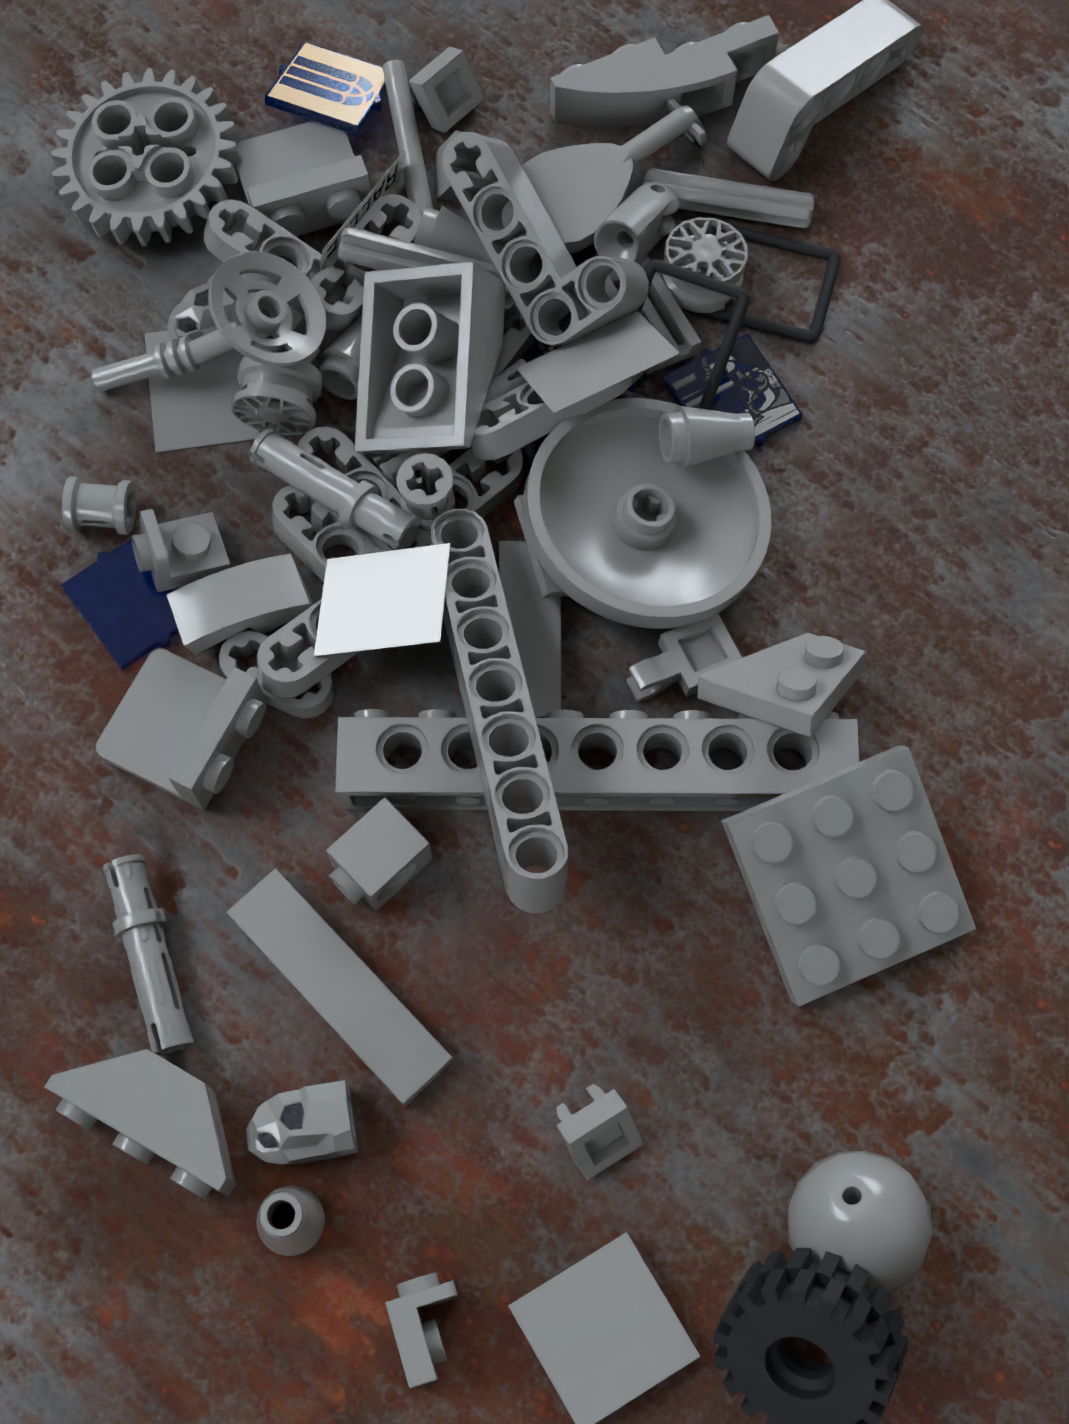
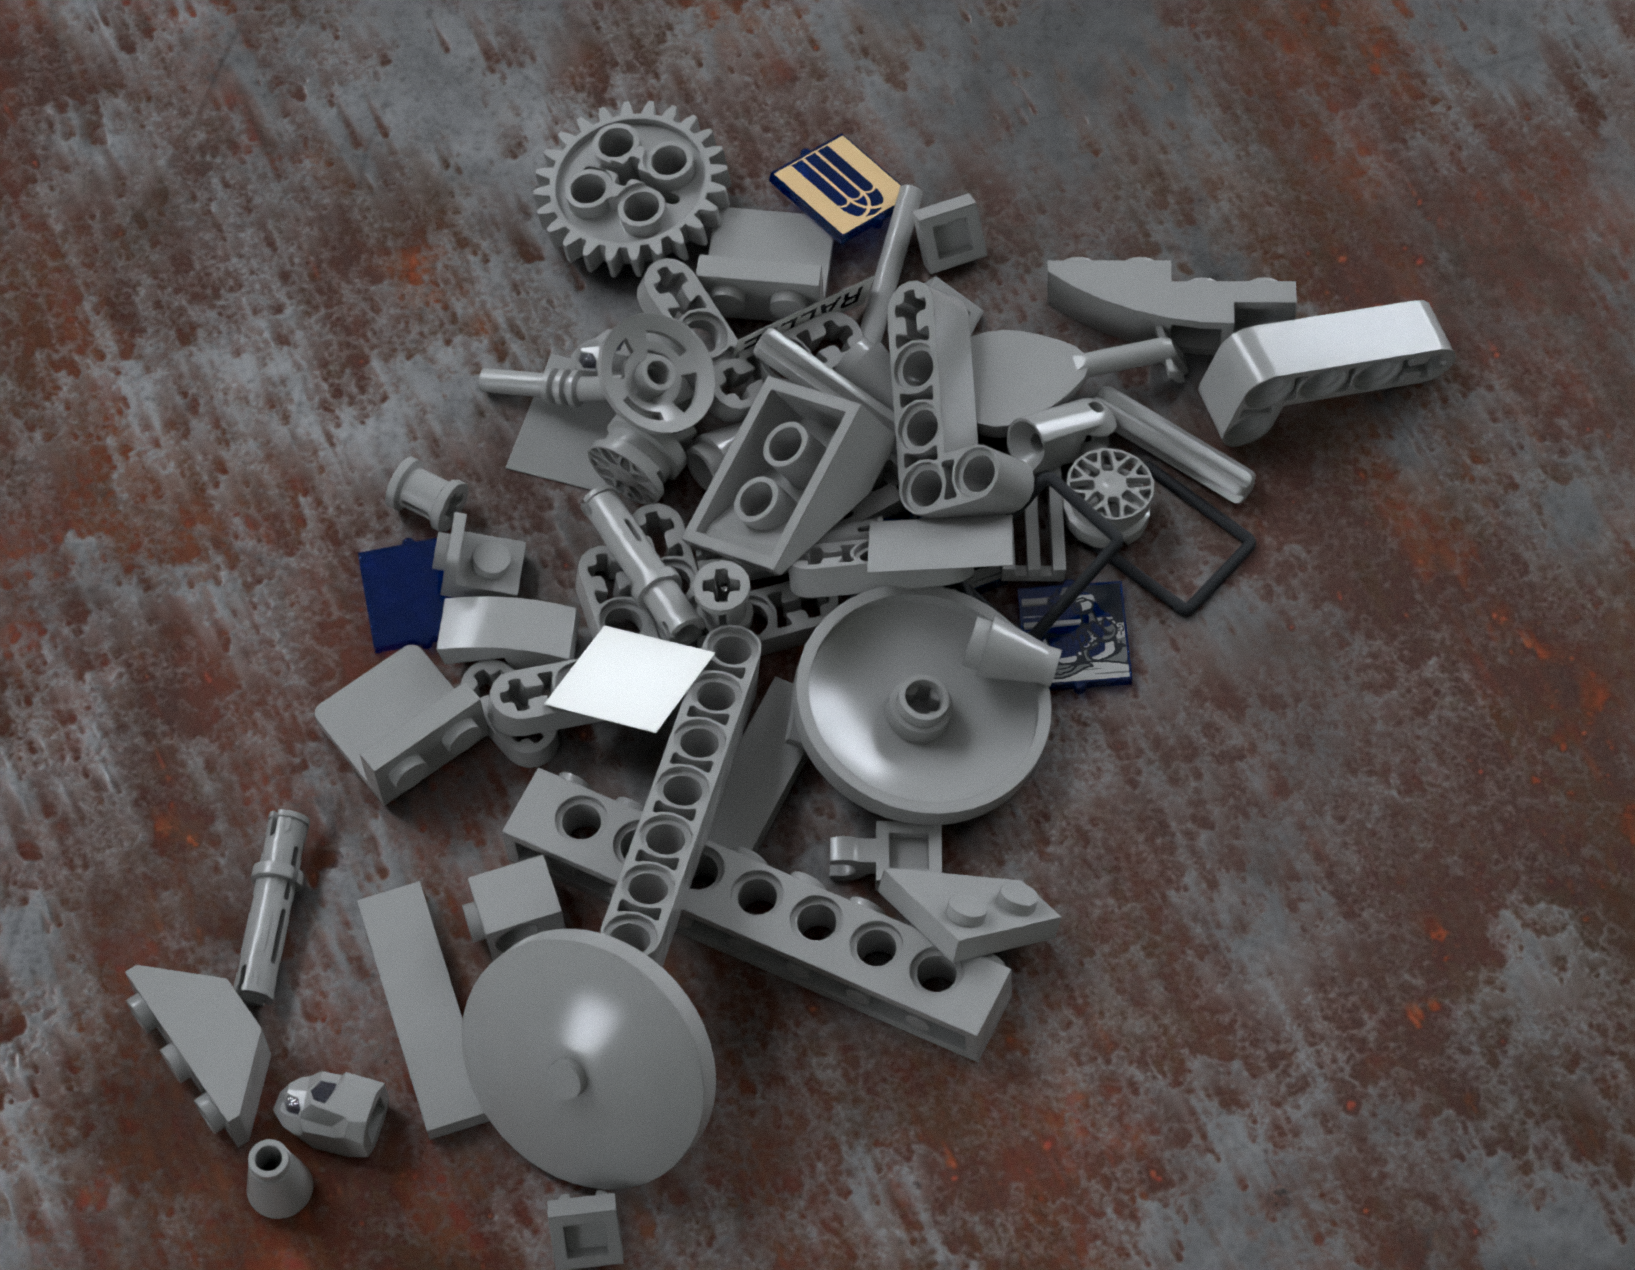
camera: 30 degrees right, 10 degrees down
(539, 977) = (588, 1058): none -> light grey dish
(849, 875) = (930, 1106): light grey plate -> none

